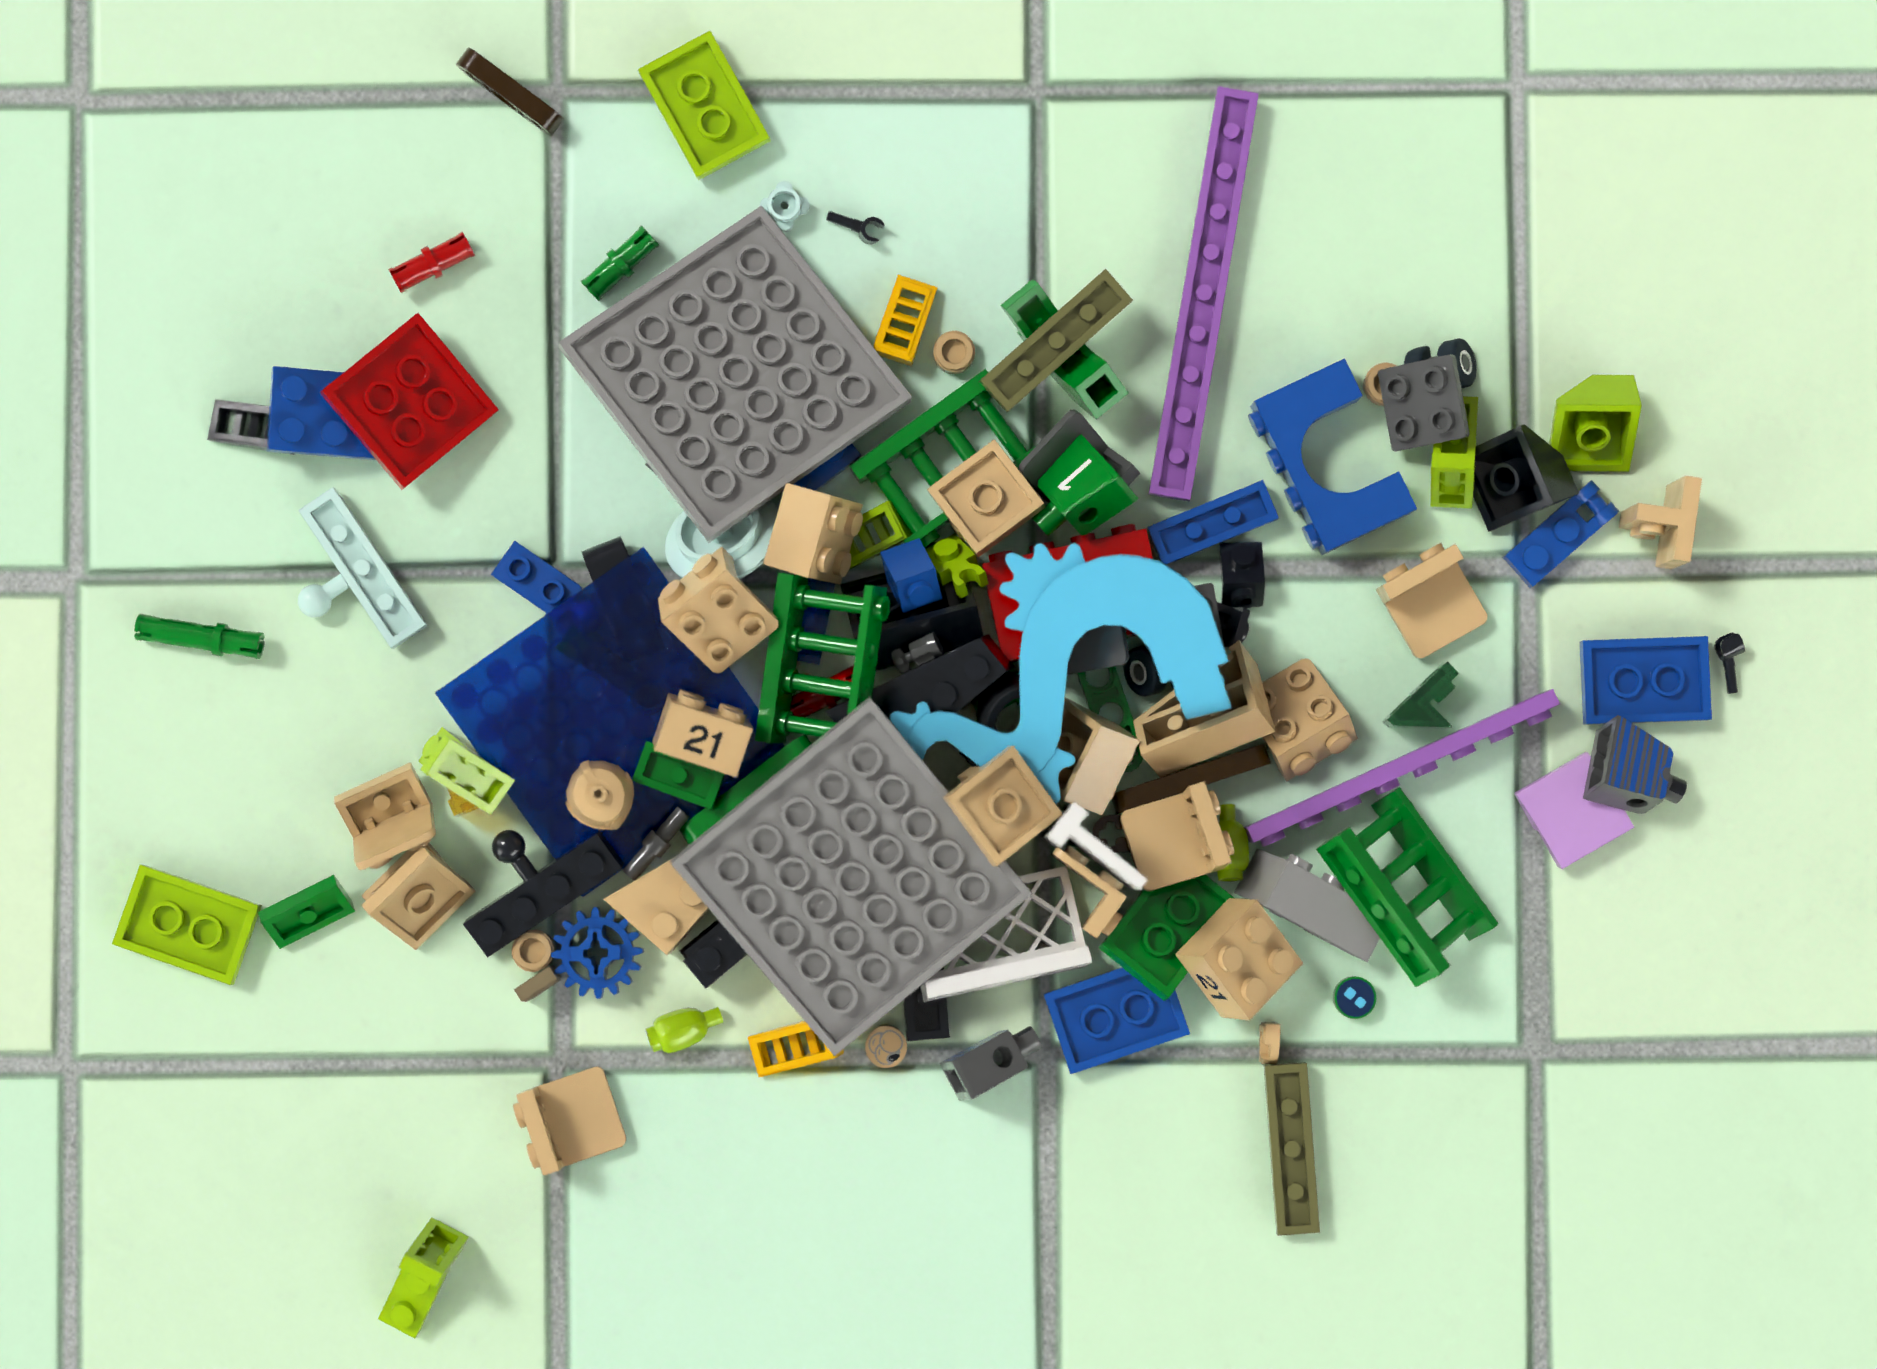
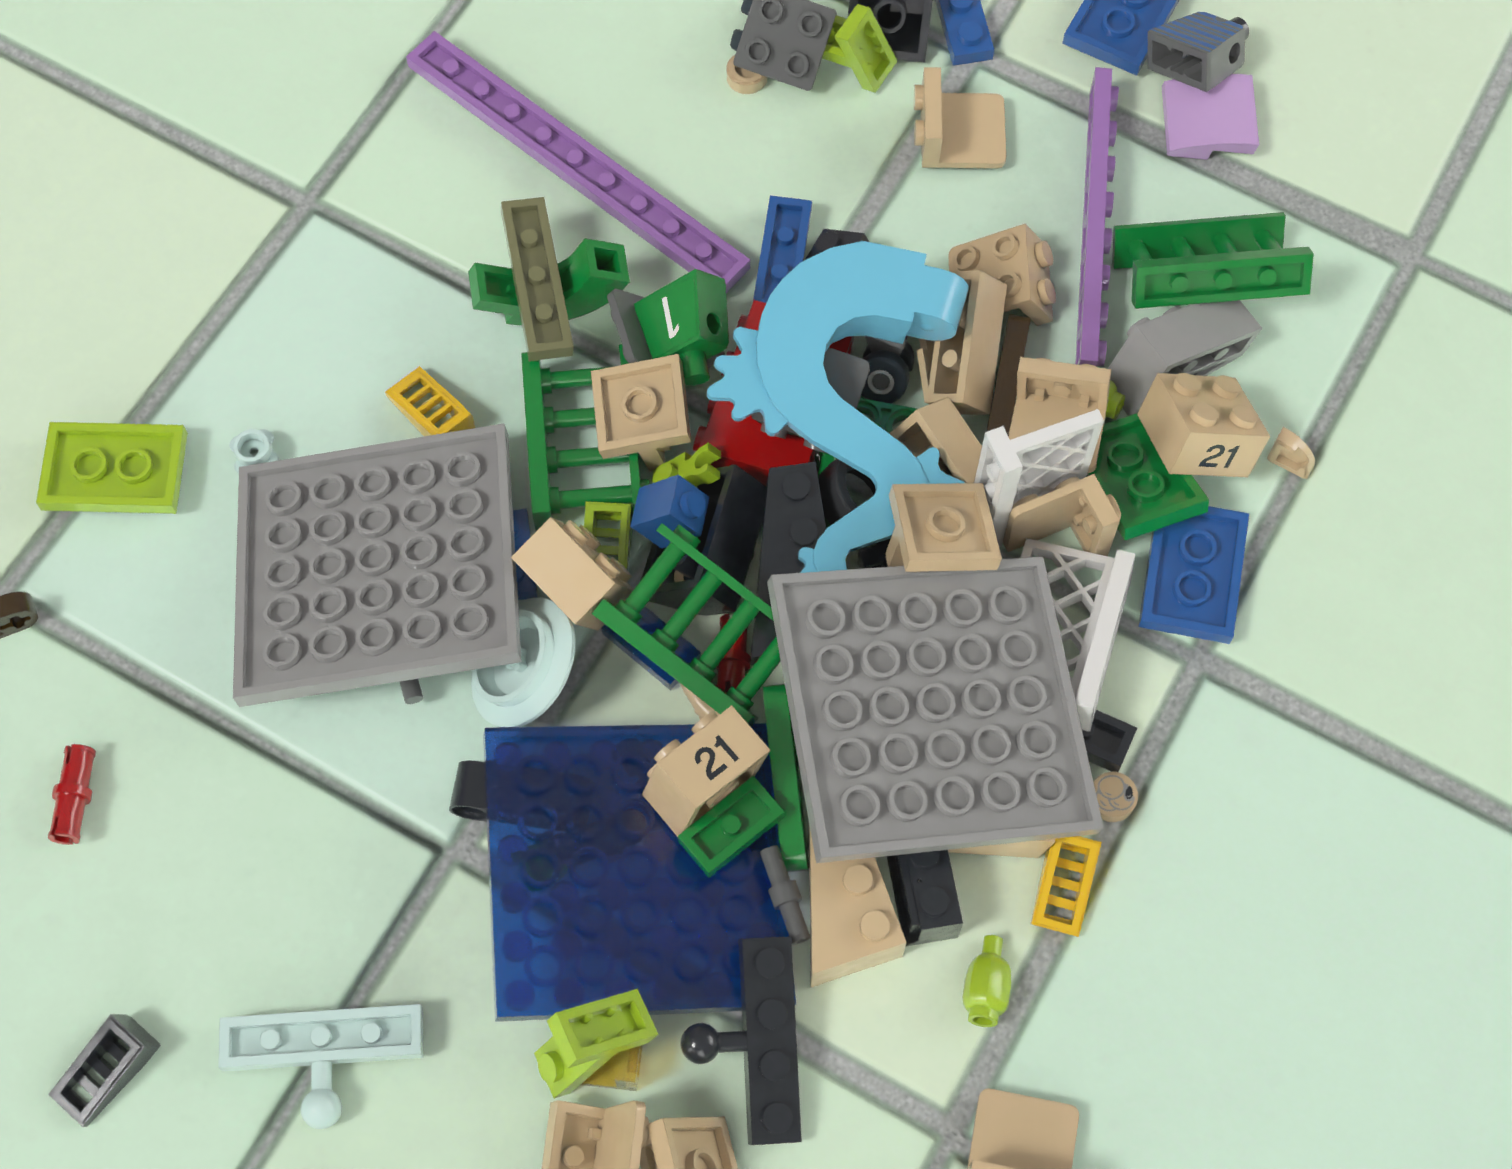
camera: 60 degrees left, 20 degrees down
(304, 420) = (147, 974): blue plate -> none
(409, 401) = (188, 886): red plate -> none
(533, 950) = (821, 1092): tan tile -> none
(534, 578) = (446, 873): blue plate -> none
(537, 984) = (860, 1102): dark tan tile -> none
(597, 973) = (879, 1030): blue gear -> none
(600, 795) = (704, 912): tan helmet -> none
(620, 263) = (200, 621): green pin -> none
(715, 612) = (592, 687): tan bracket -> none
(856, 225) = (323, 399): black hand -> none
(921, 651) = (747, 540): dark grey piece -> none
(954, 352) = (487, 384): tan tile -> none
(974, 1069) = (1184, 705): dark grey torso -> none
(1291, 1148) = (1405, 488): olive plate -> none
(1329, 515) = (734, 158): blue arch -> none
(1354, 997) = (1285, 367): dark blue tile -> none
(1416, 710) = (1047, 180): clear green slope -> none

